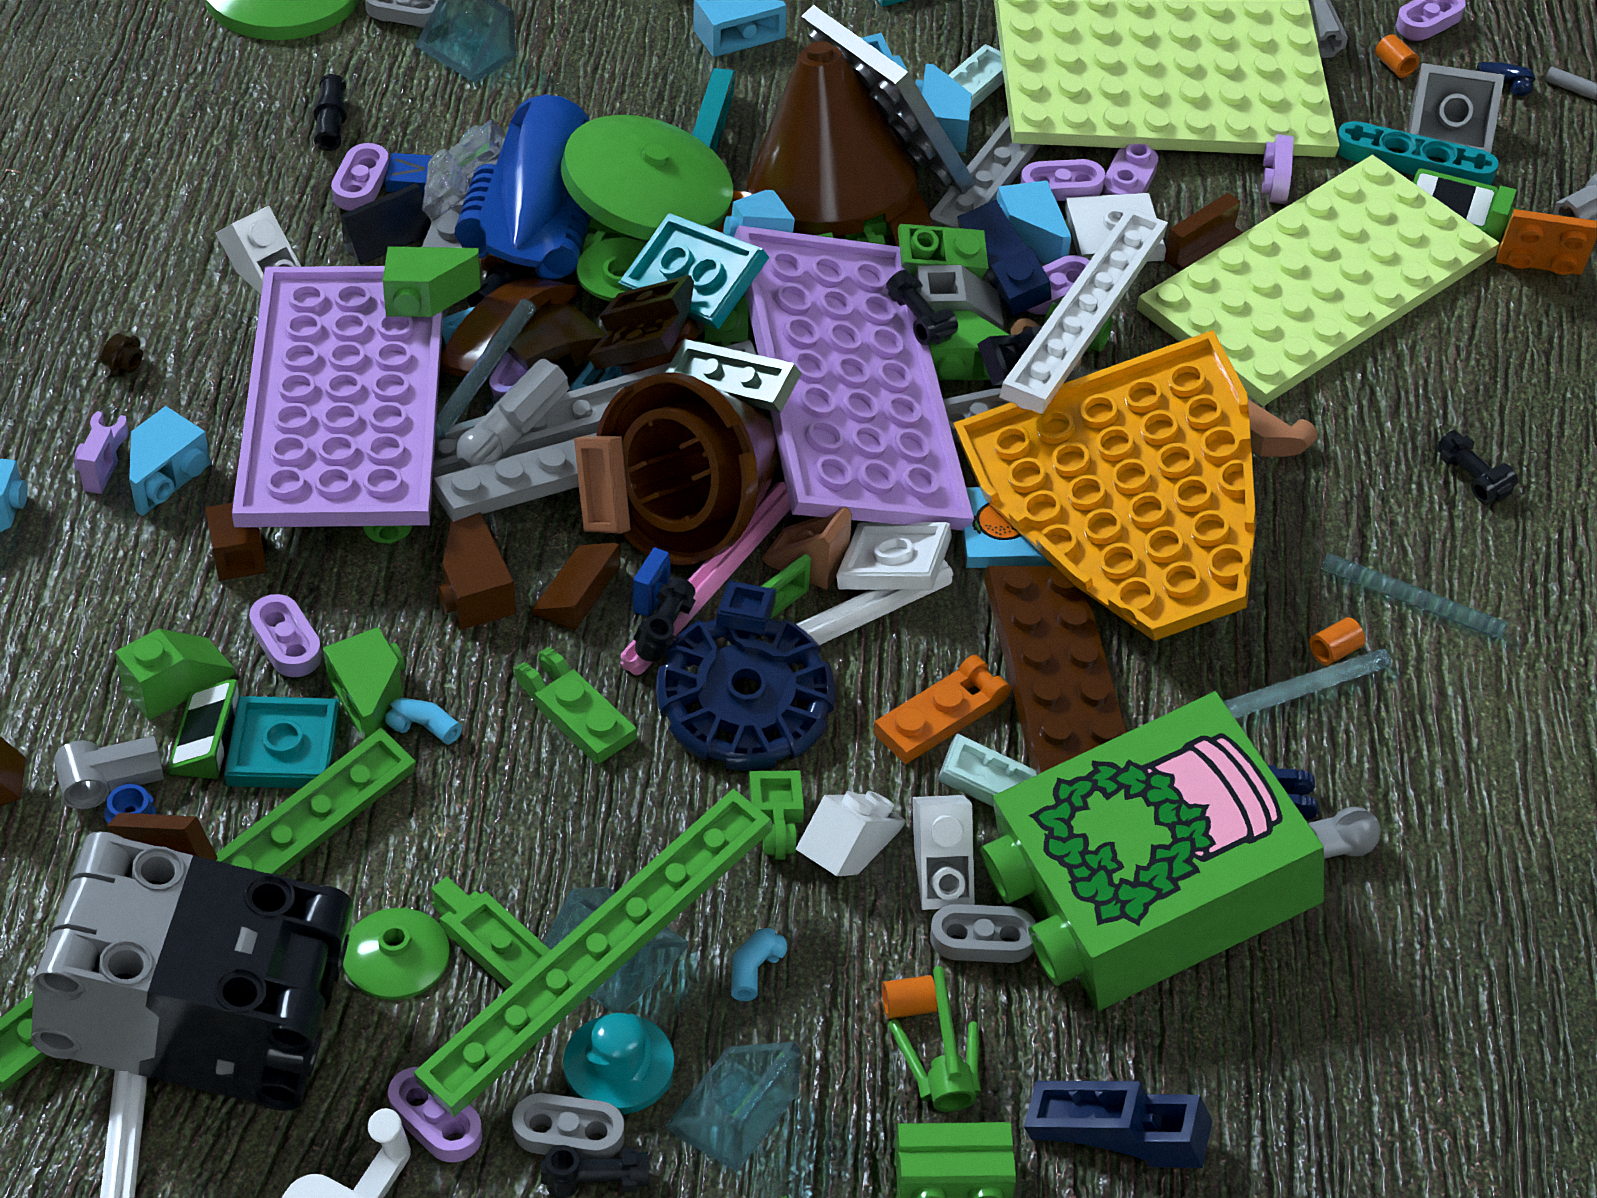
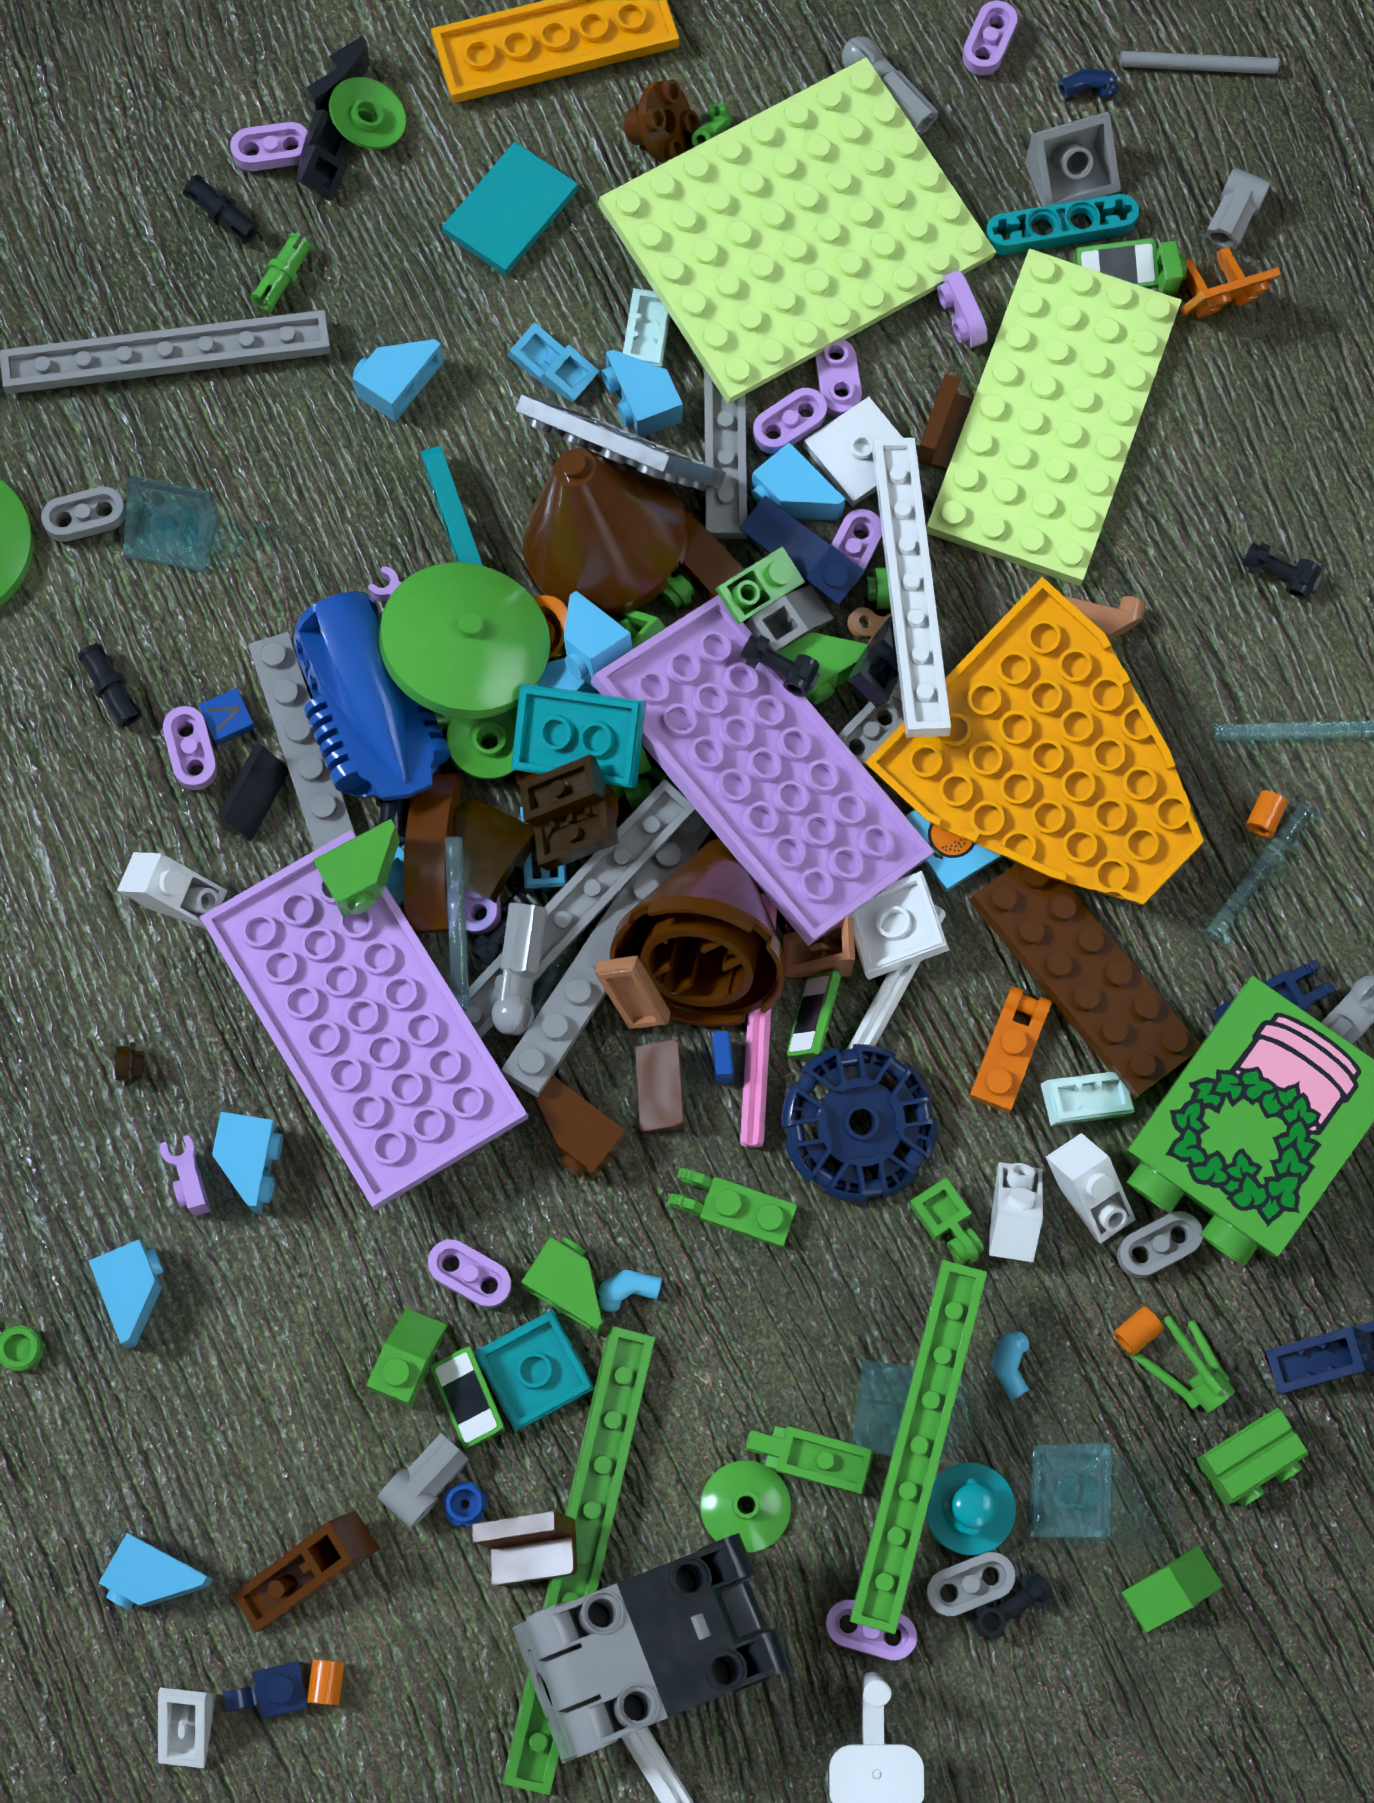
camera: 30 degrees left, 25 degrees up
(235, 549) = (357, 1210): reddish brown brick -> none
(450, 169) = (274, 706): clear plate -> none
(655, 633) = (769, 1116): black bar -> none
(743, 375) = (686, 840): plate -> none
(746, 607) = (826, 1057): dark blue tile -> none
(1397, 56) = (986, 107): orange hinge -> none

